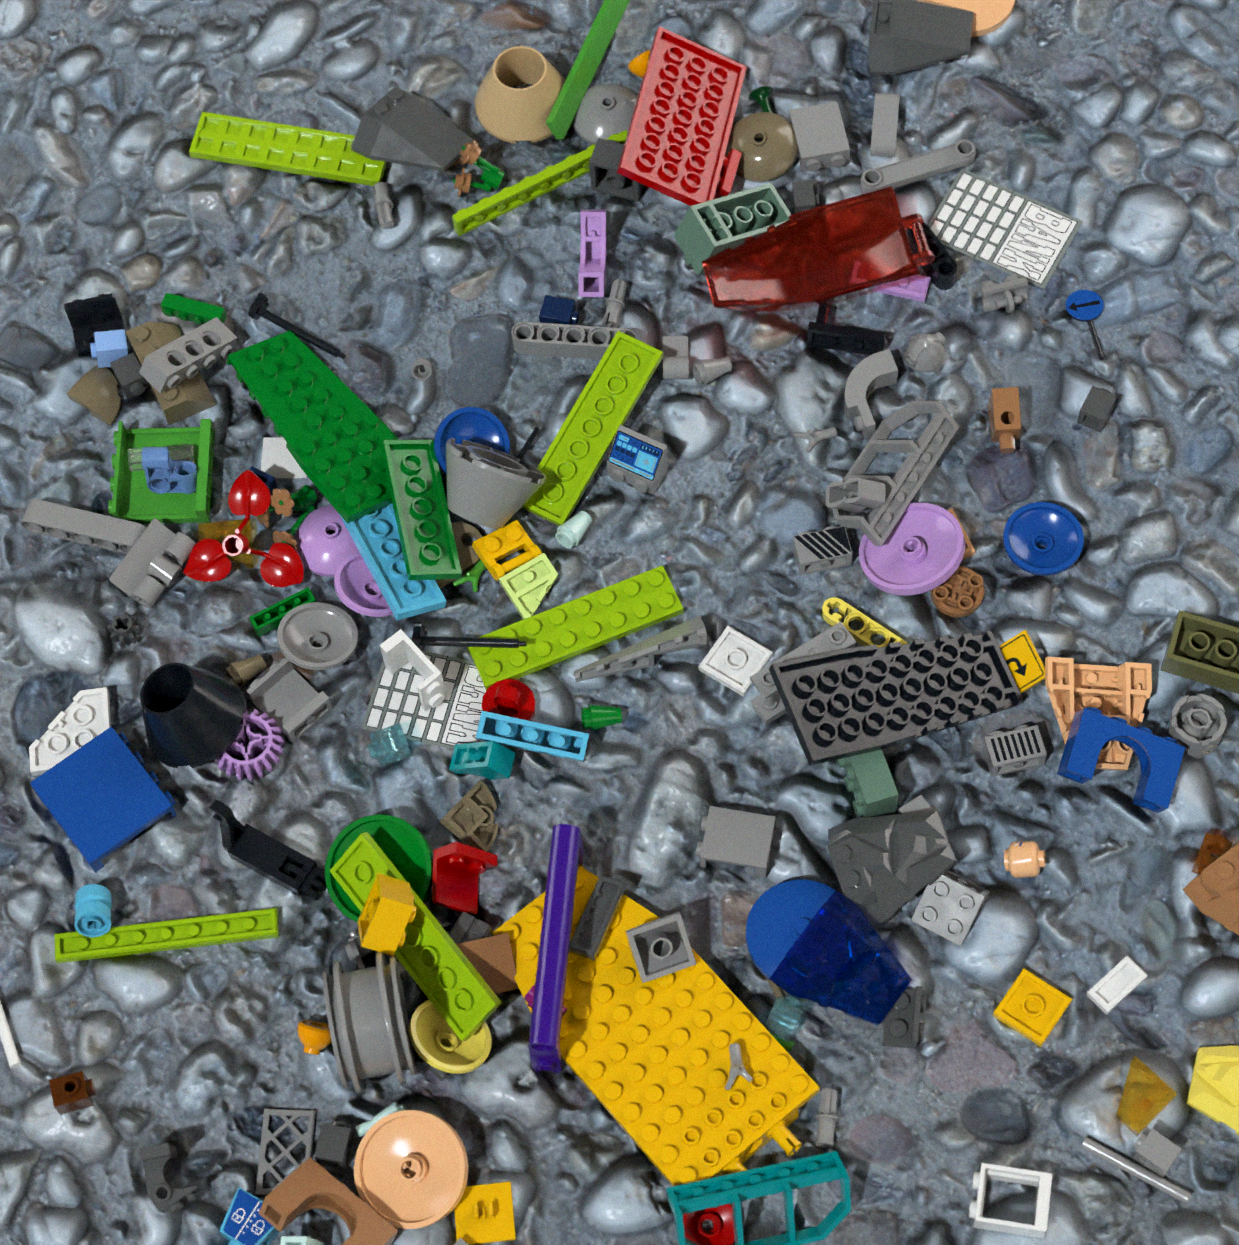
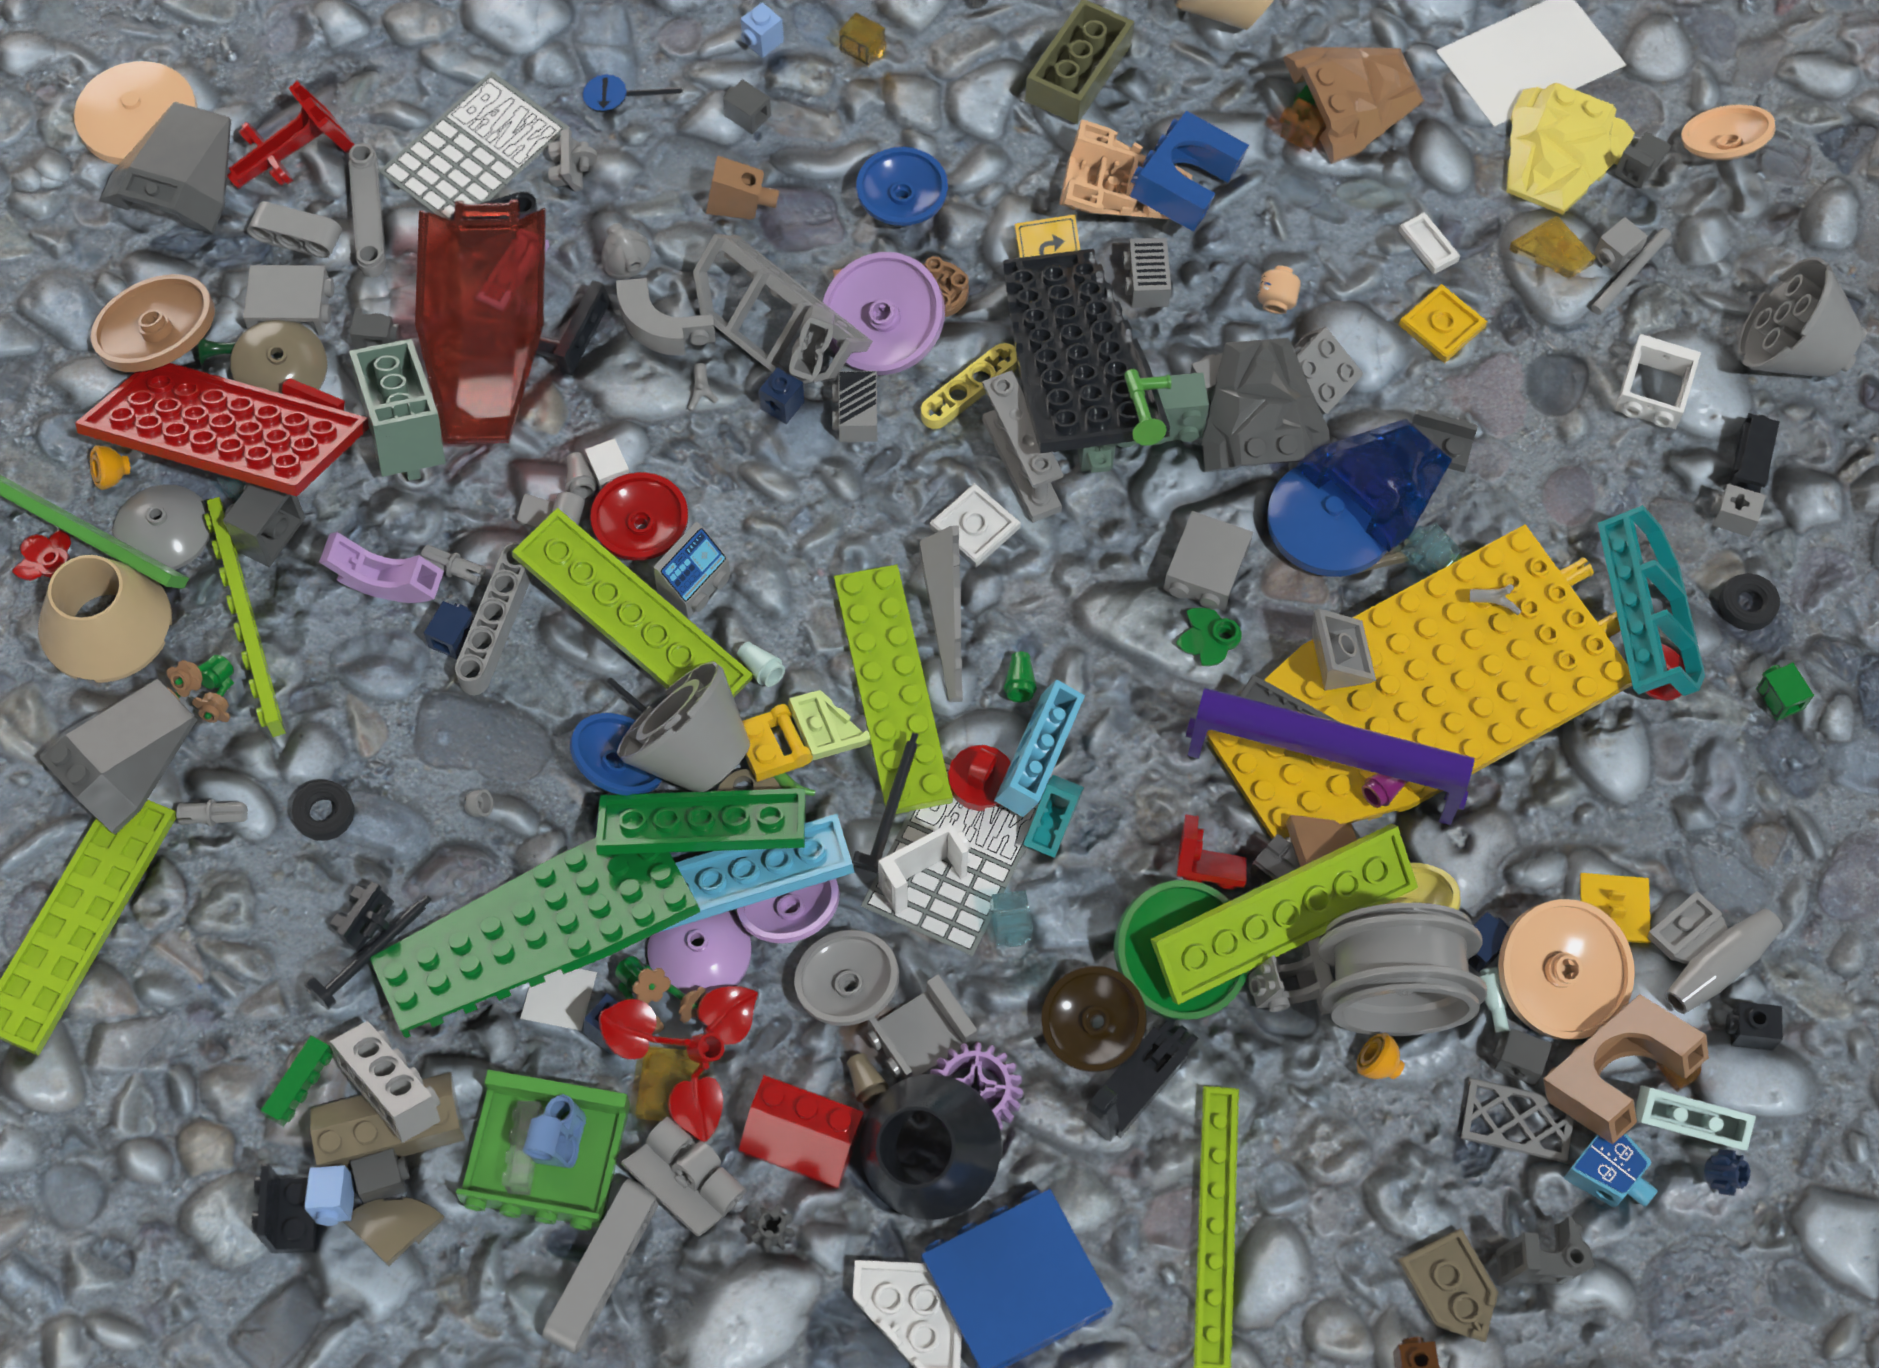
camera: 85 degrees left, 0 degrees up
(93, 910) = (1181, 1308): medium azure wheel -> none
(142, 1115) = (1453, 1285): none -> dark tan tile
(202, 630) = (801, 1131): none -> red slope
(271, 617) = (794, 1021): green piece -> none
(305, 805) = (1075, 1004): none -> dark brown dish
(319, 318) = (366, 916): none -> black hips
(386, 915) = (1276, 922): yellow brick -> none
(402, 286) = (322, 791): none -> black tyre
(429, 1100) = (1493, 932): none -> dark blue brick
(474, 818) = (1123, 841): dark tan brick -> none
(564, 49) = (42, 555): none -> red plate
(668, 853) = (1205, 637): none -> green plate
(676, 402) = (636, 501): none -> red dish
(722, 386) = (606, 462): none -> white brick
(771, 55) = (152, 323): none -> medium nougat dish
(801, 740) = (1148, 430): none -> bright green piece
(814, 492) = (785, 392): none -> dark blue brick
(827, 1118) = (1550, 537): light grey axle -> none
(984, 110) = (309, 124): none -> red piece
(1178, 402) = (762, 30): none -> light blue brick
(1195, 481) = (862, 39): none -> clear yellow brick
(1197, 724) = (1155, 100): light grey brick -> none

